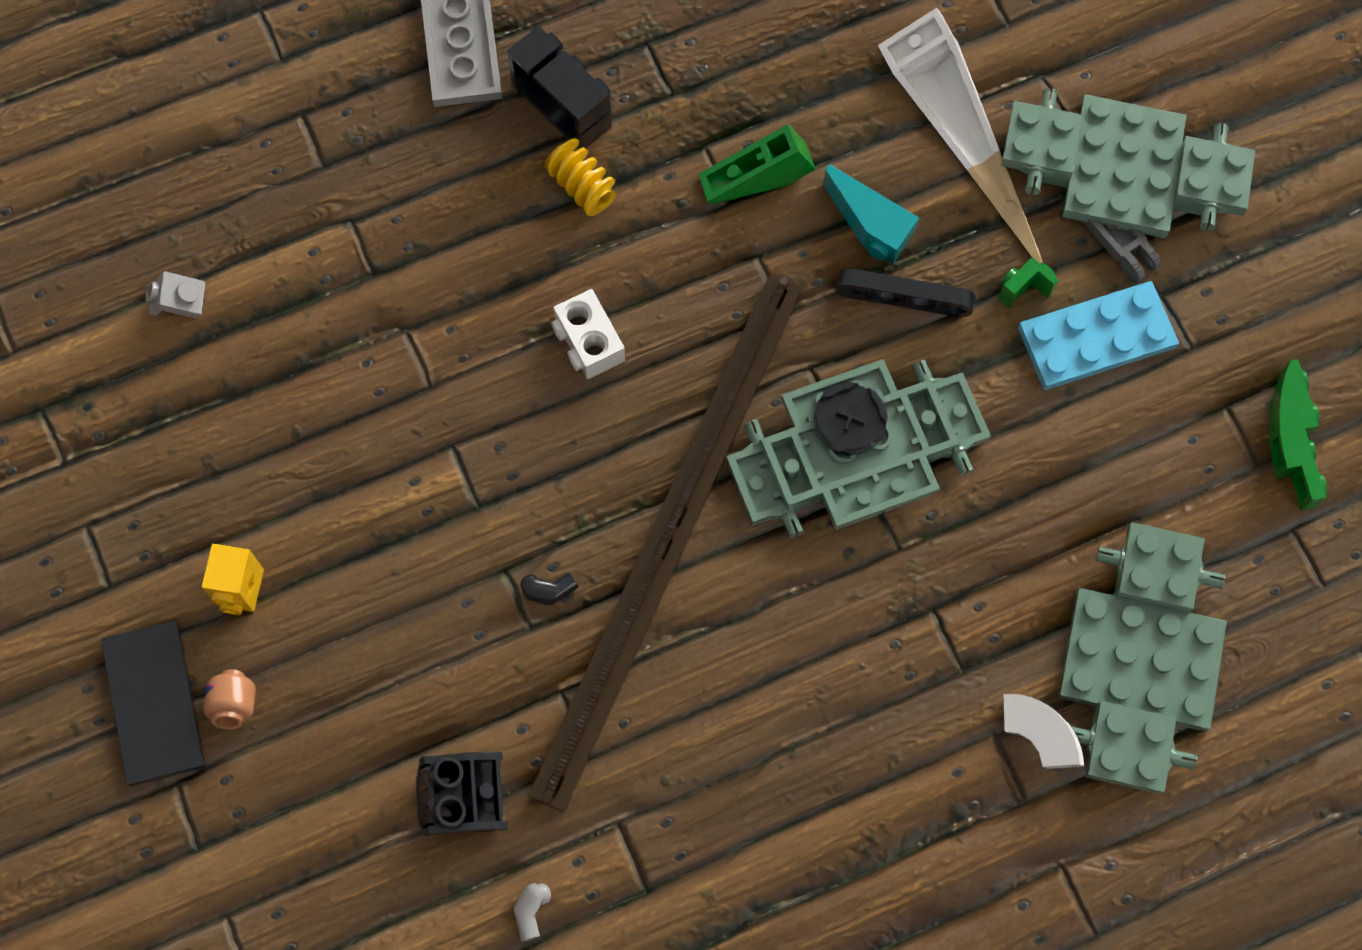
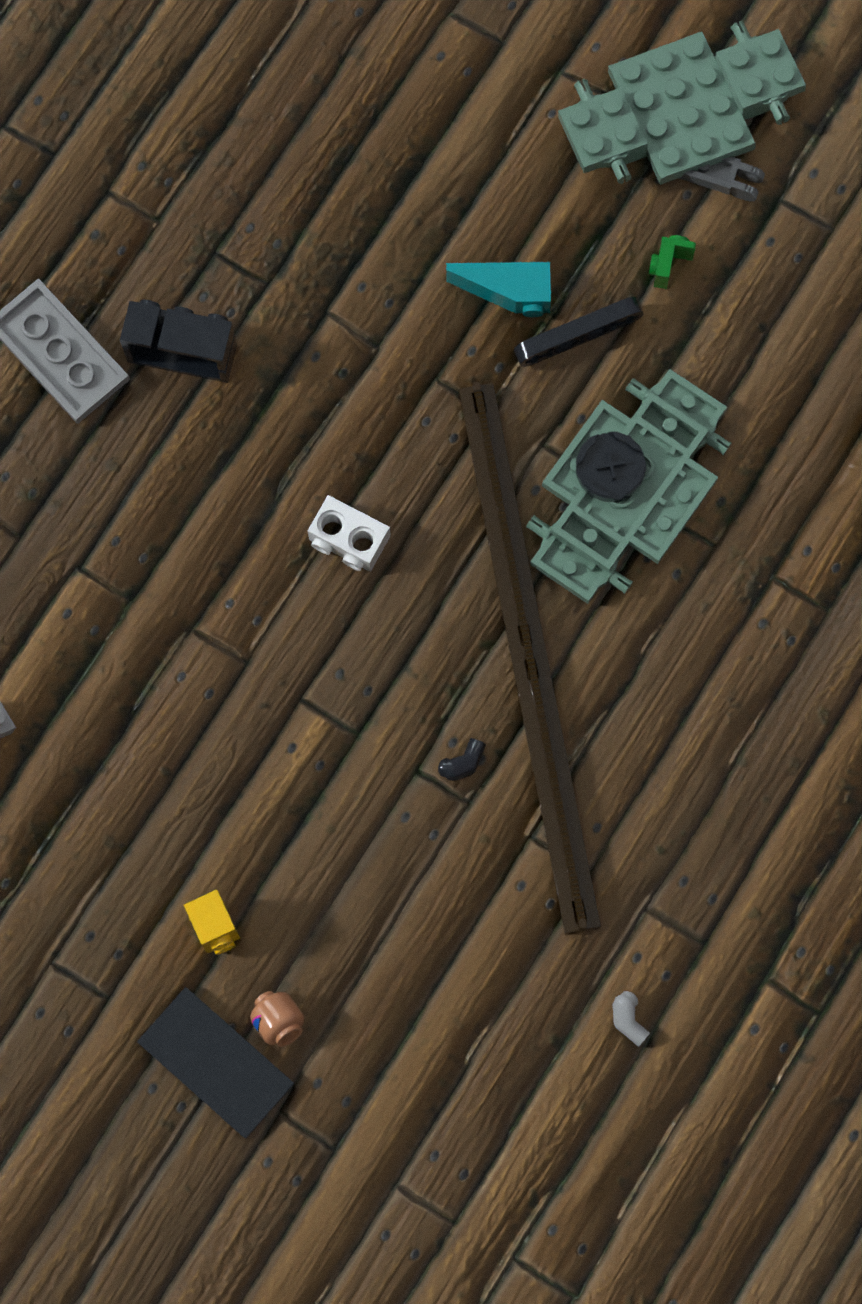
camera: 30 degrees left, 5 degrees up
(460, 793) = (511, 968): black slope -> none
(579, 178) = (247, 405): yellow piece -> none
(759, 167) = (387, 303): green slope -> none
(938, 80) = (481, 130): white plate -> none
(1098, 335) = (753, 266): medium azure plate -> none

